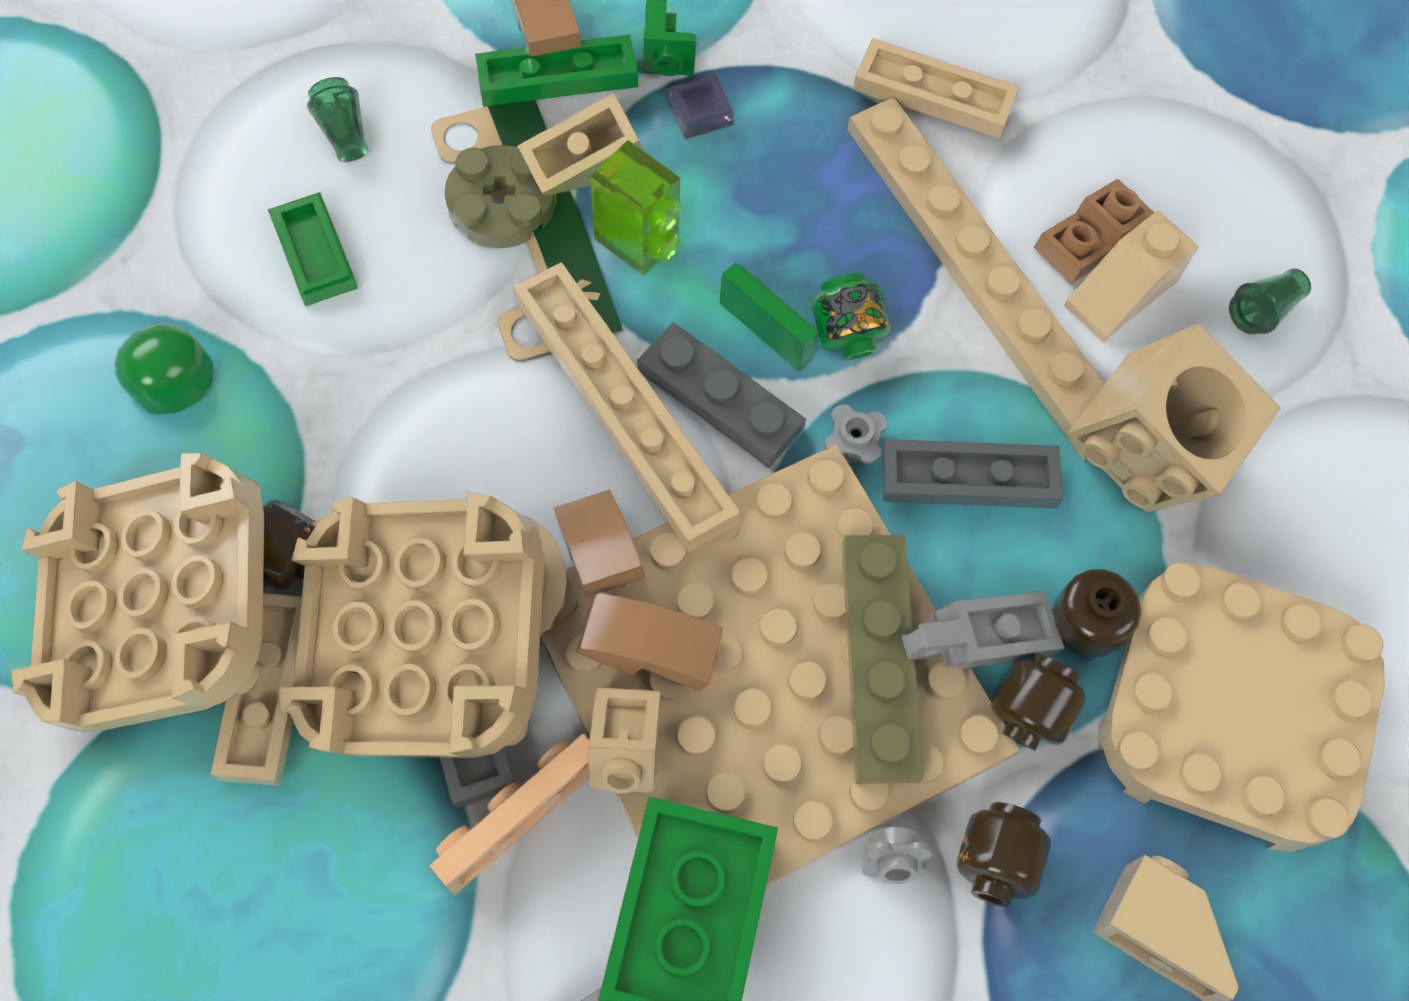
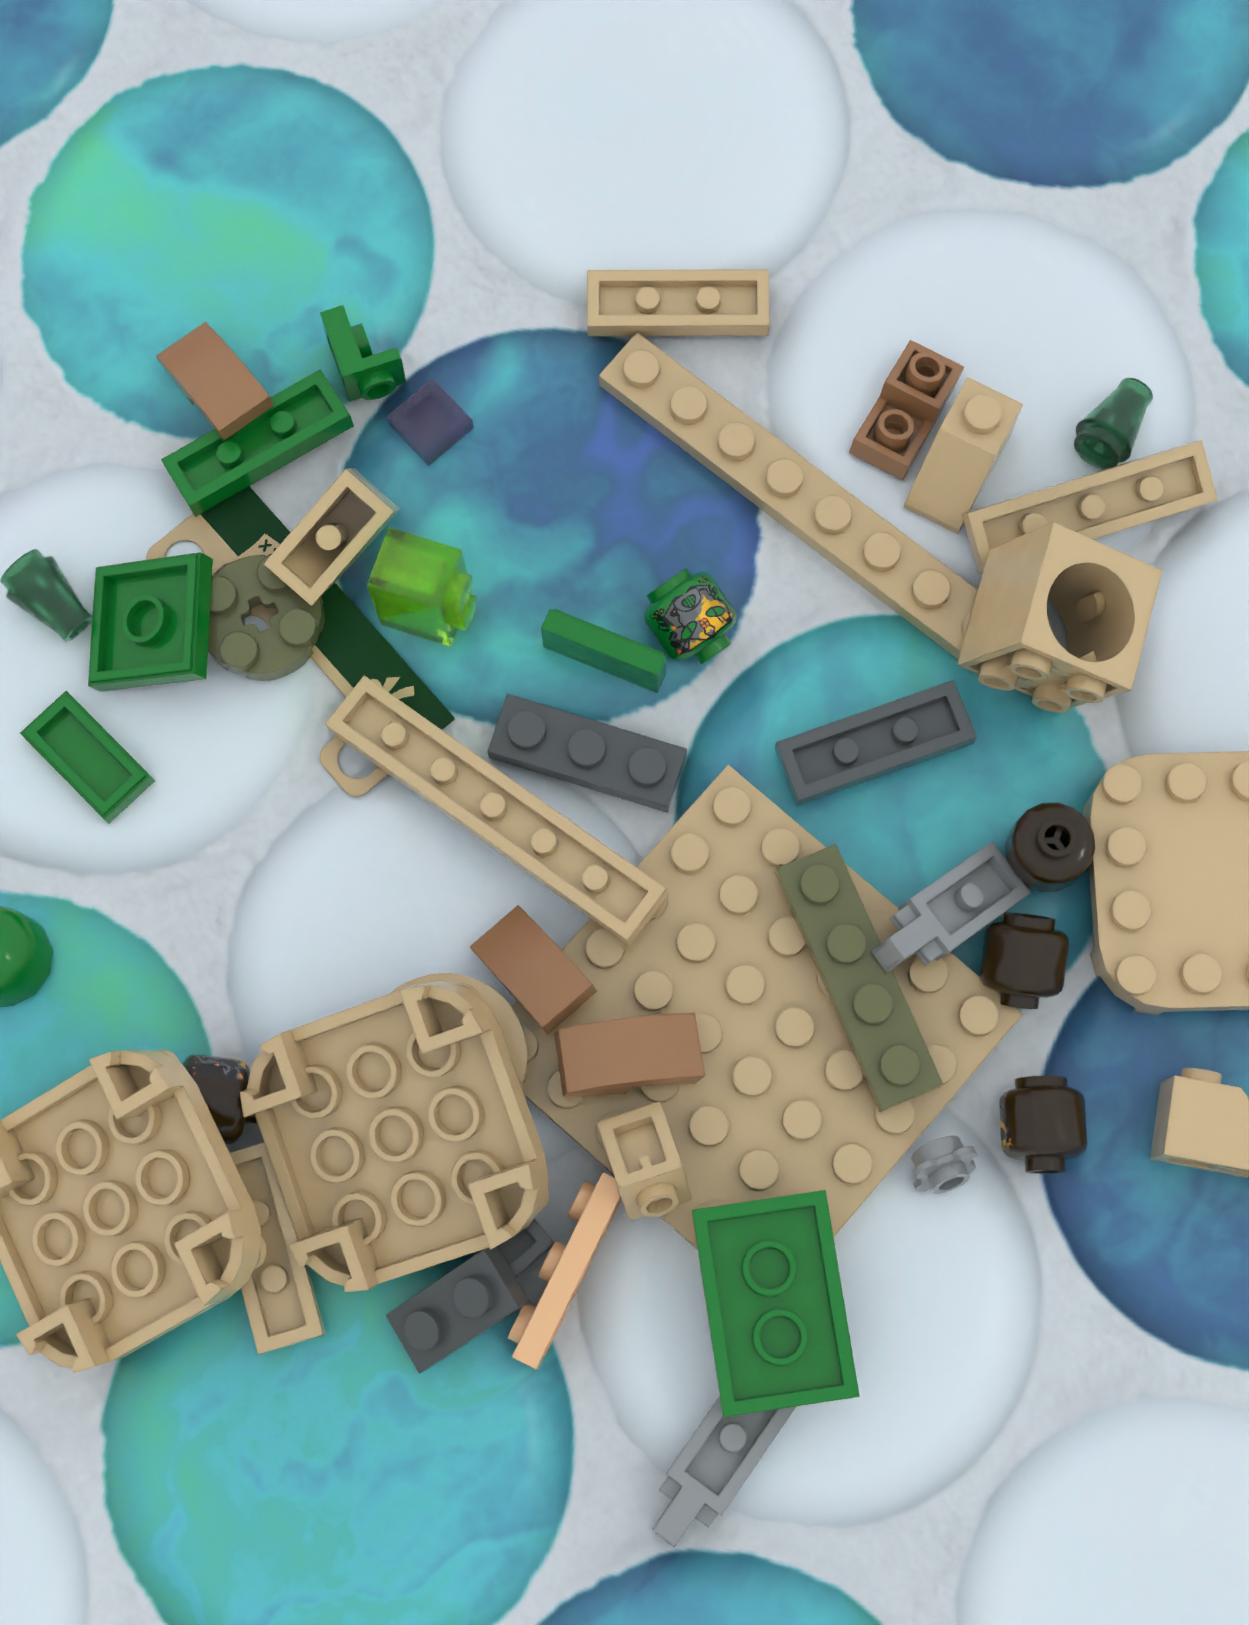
camera: 15 degrees left, 10 degrees up
(403, 806) = (457, 1308): none -> dark grey plate
(410, 164) = (150, 622): none -> green tile
(861, 449) = (753, 729): light grey plate -> none
(1267, 354) = (1099, 501): none -> tan plate

